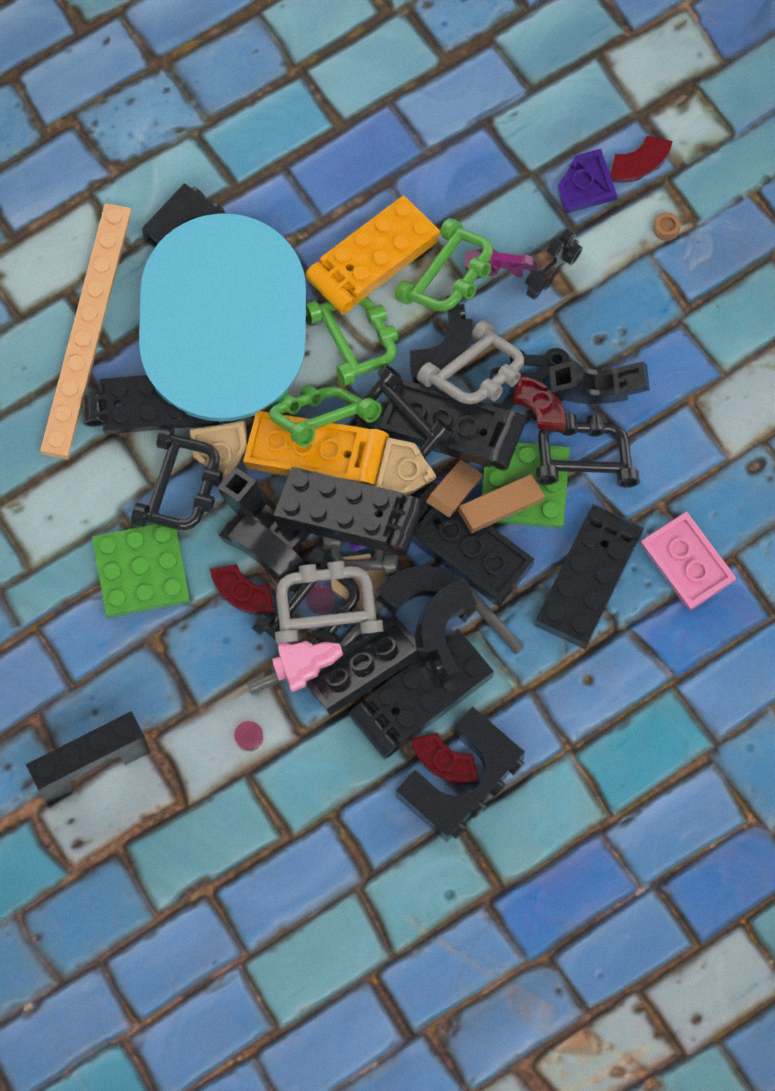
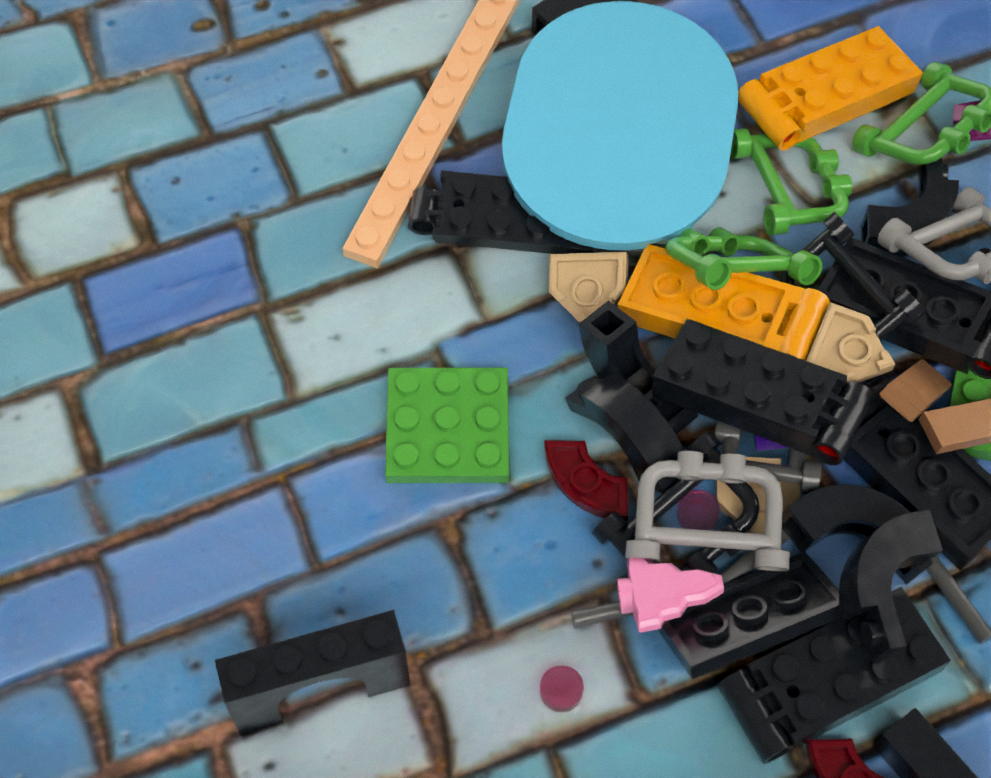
camera: 10 degrees right, 10 degrees down
(203, 501) = (552, 346): black bar -> none

